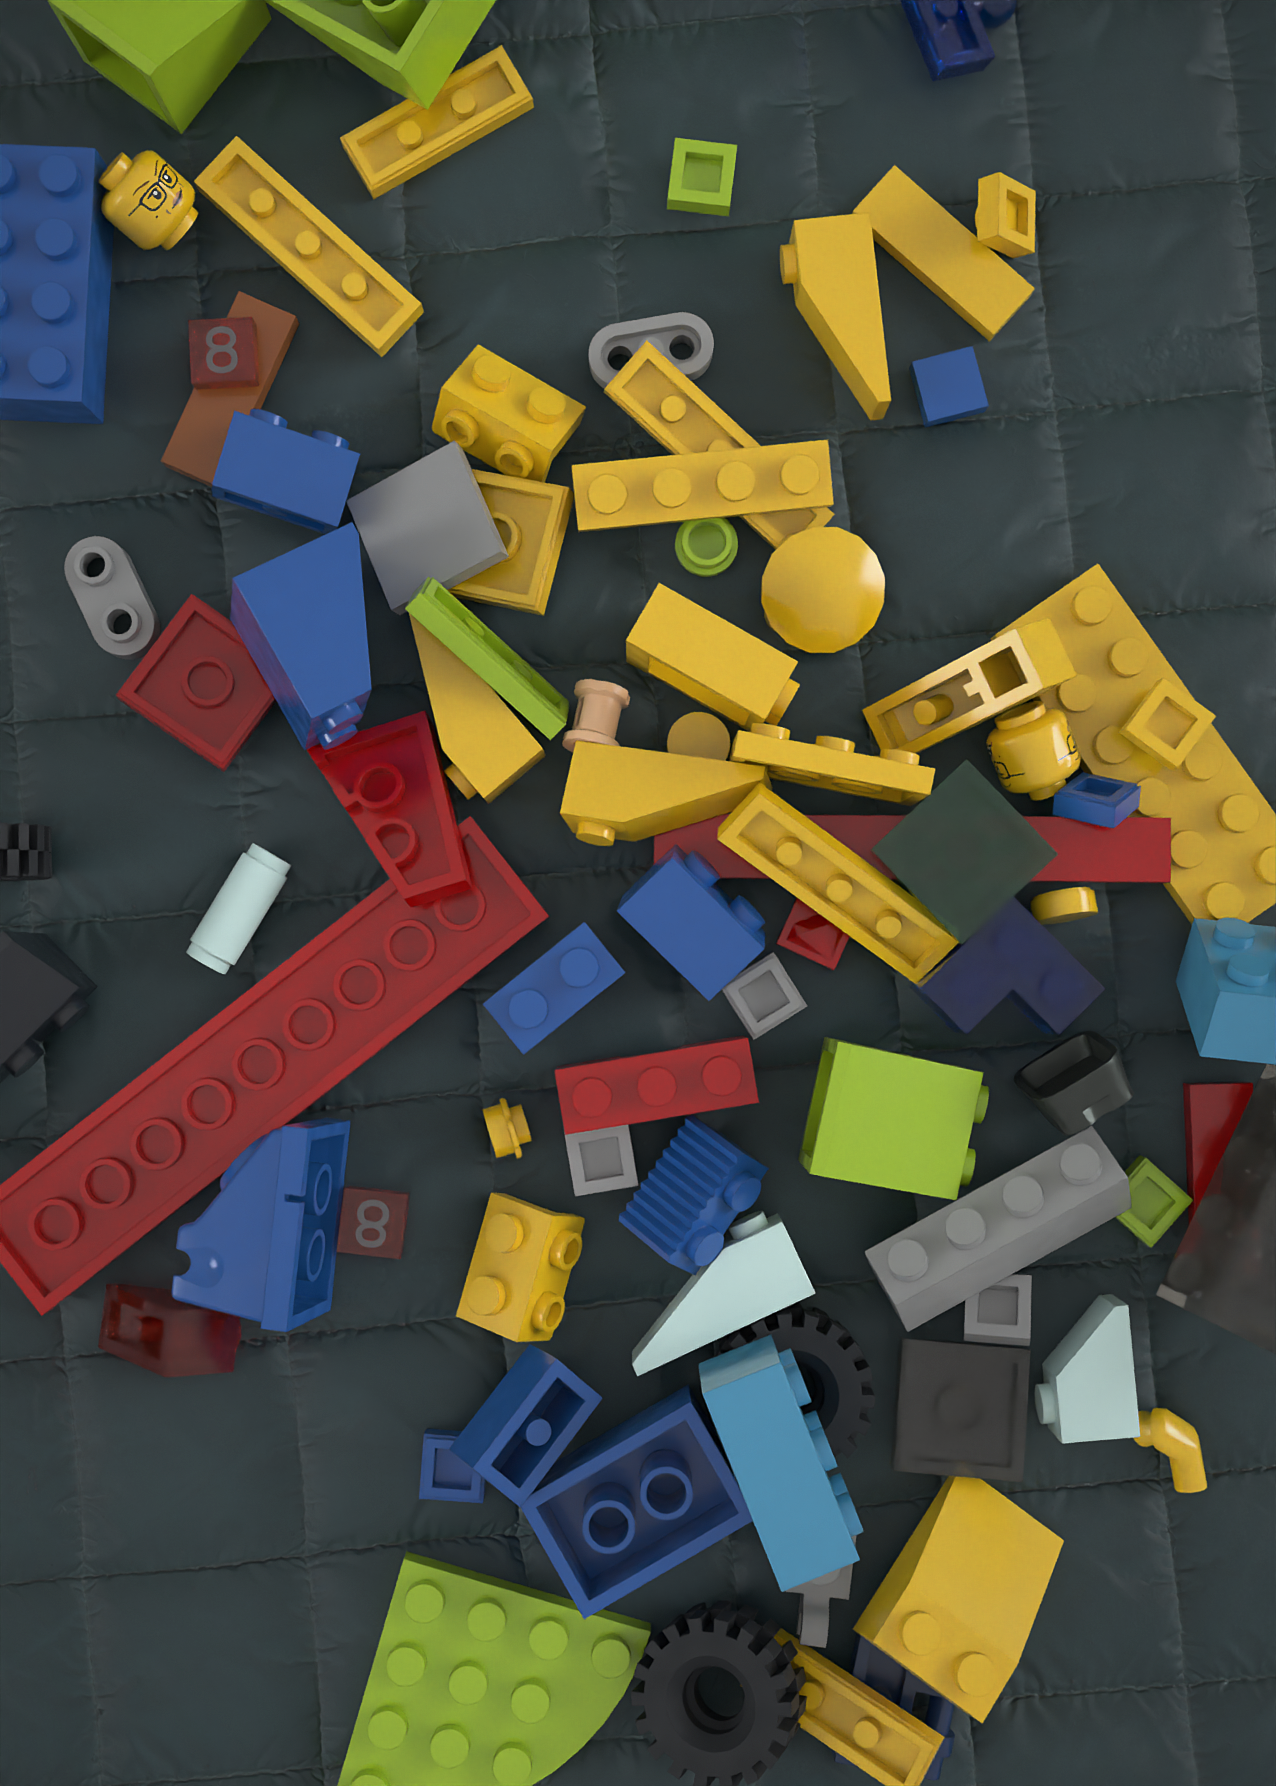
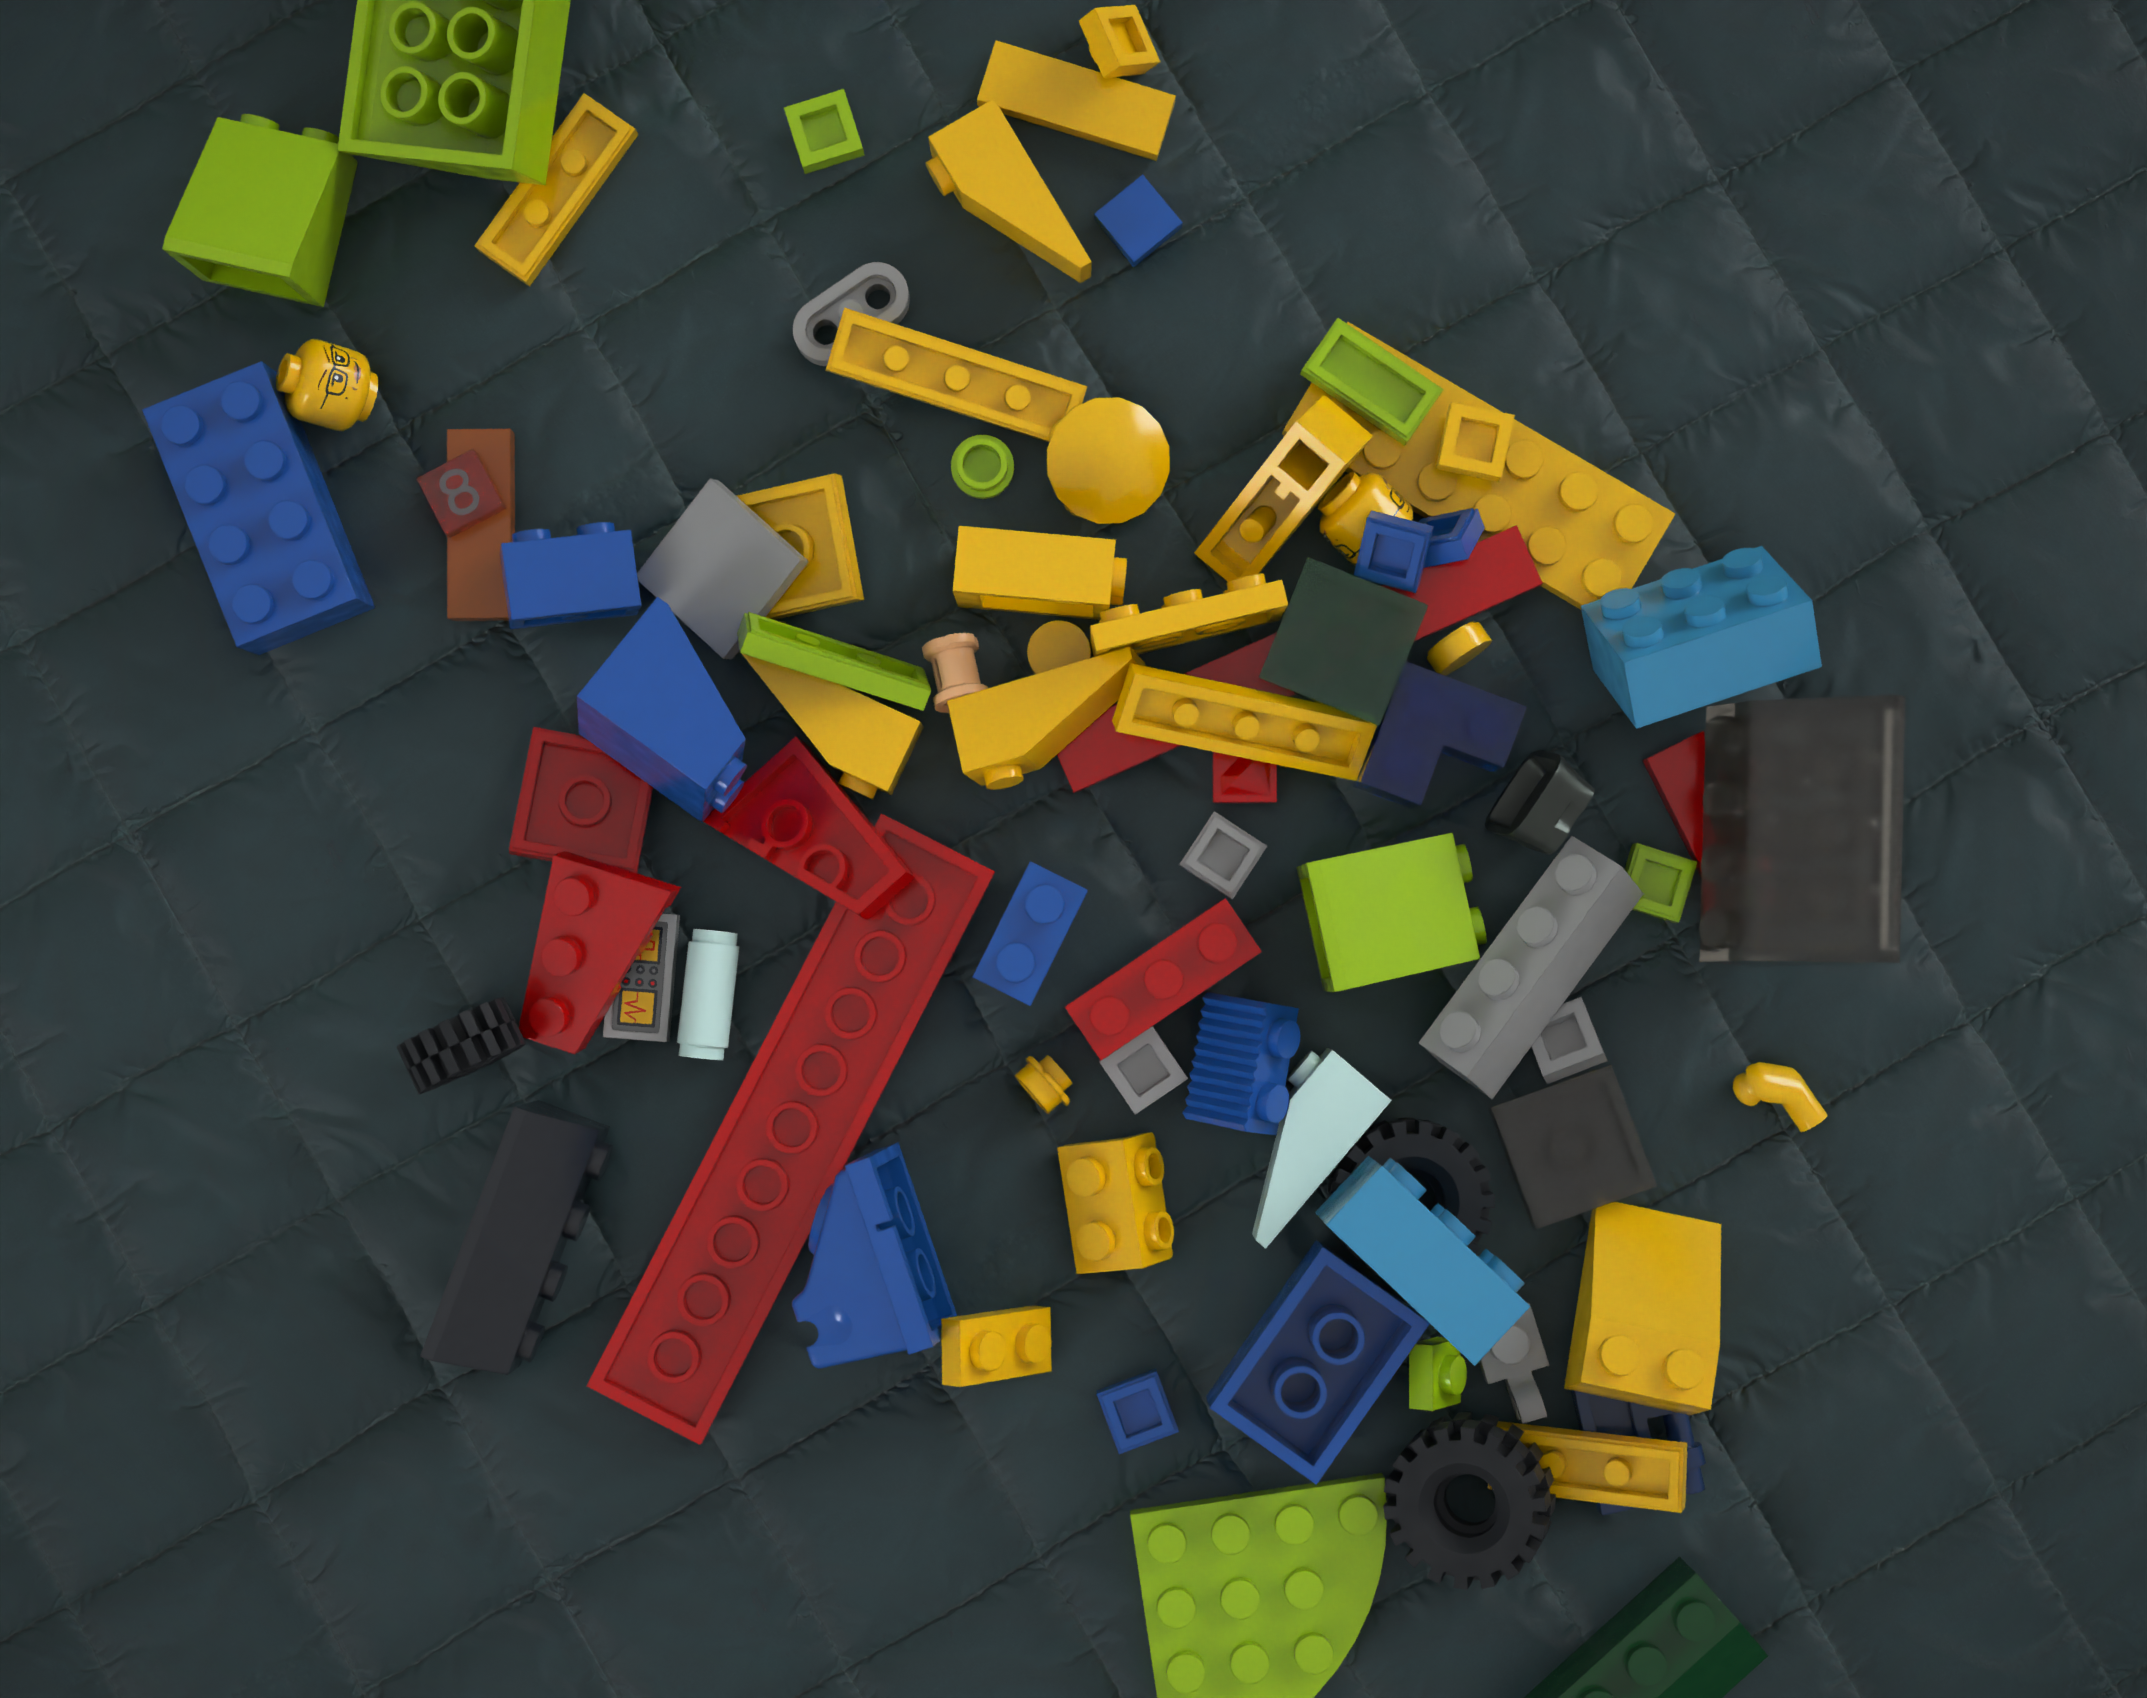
camera: 20 degrees left, 0 degrees up
(111, 594) = (458, 762): light grey plate -> none
(148, 810) = (585, 943): none -> red wing
(167, 1334) = (821, 1405): clear red slope -> none
(187, 864) = (647, 991): none -> tile
(309, 246) = (492, 359): yellow plate -> none
(349, 1350) = (996, 1345): none -> yellow plate
(373, 1222) = (962, 1224): clear red tile -> none
(505, 415) = (745, 432): yellow bracket -> none
(526, 1424) = (1184, 1338): blue brick -> none
(694, 920) = (1128, 814): blue brick -> none
(702, 485) = (955, 416): yellow plate -> none
(738, 1564) = (1435, 1374): none -> lime plate
(1047, 790) = (1393, 551): none -> blue tile
(1091, 1378) = (1677, 1064): light aqua slope -> none
(1096, 626) = (1371, 381): none -> lime tile

